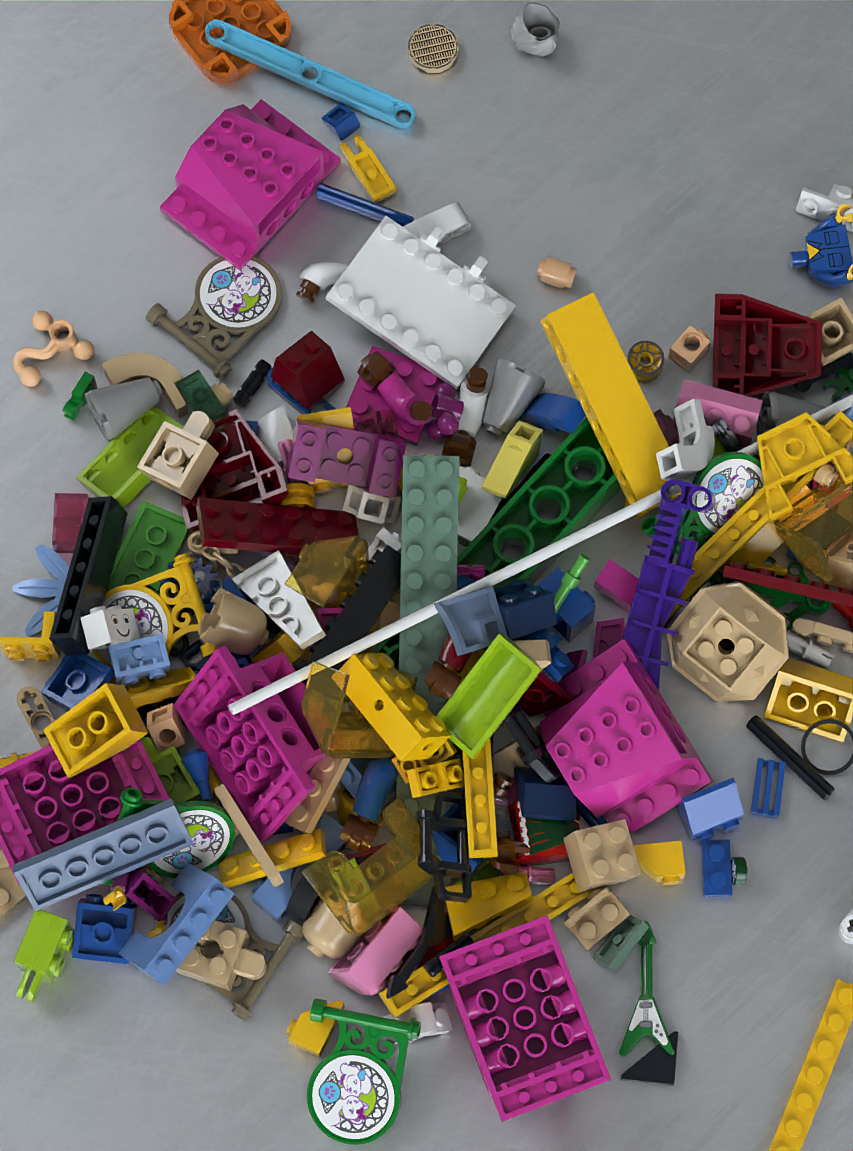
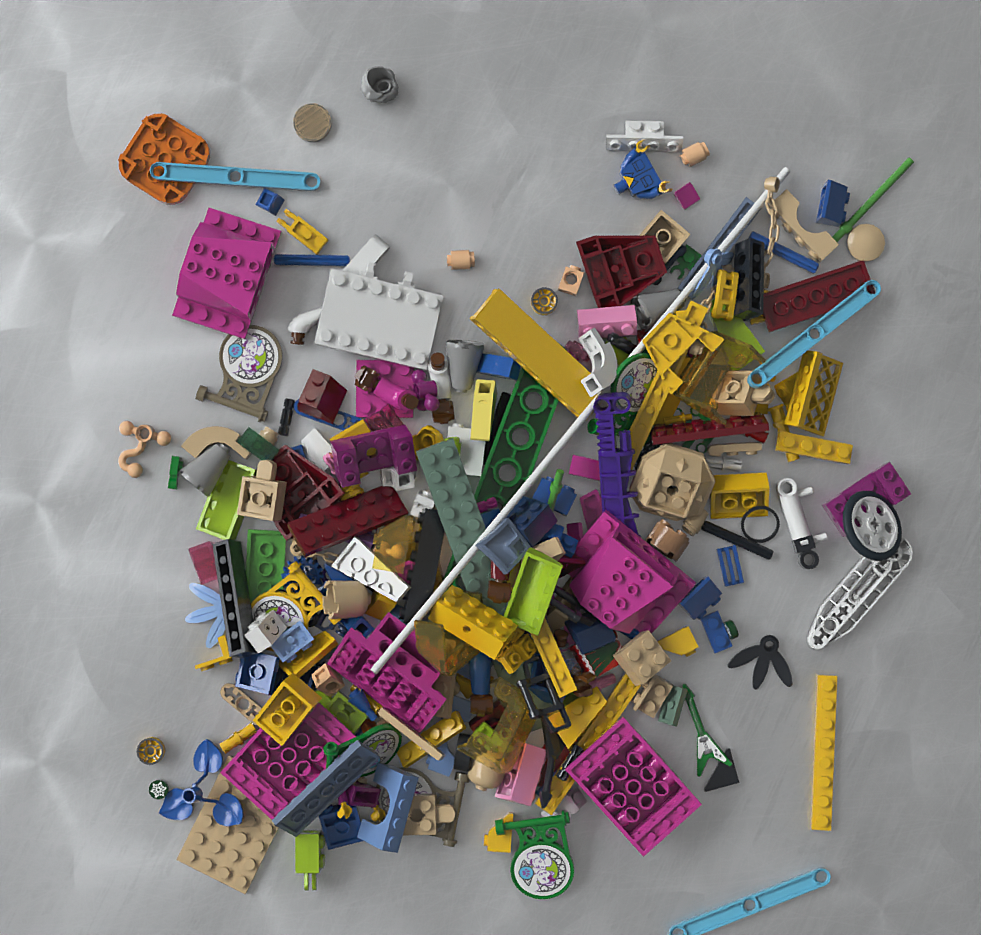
camera: 20 degrees left, 15 degrees up
(697, 716) = (667, 541): none -> medium nougat brick
(739, 712) = (693, 524): none -> tan cone
(765, 936) = (761, 667): none -> black plant

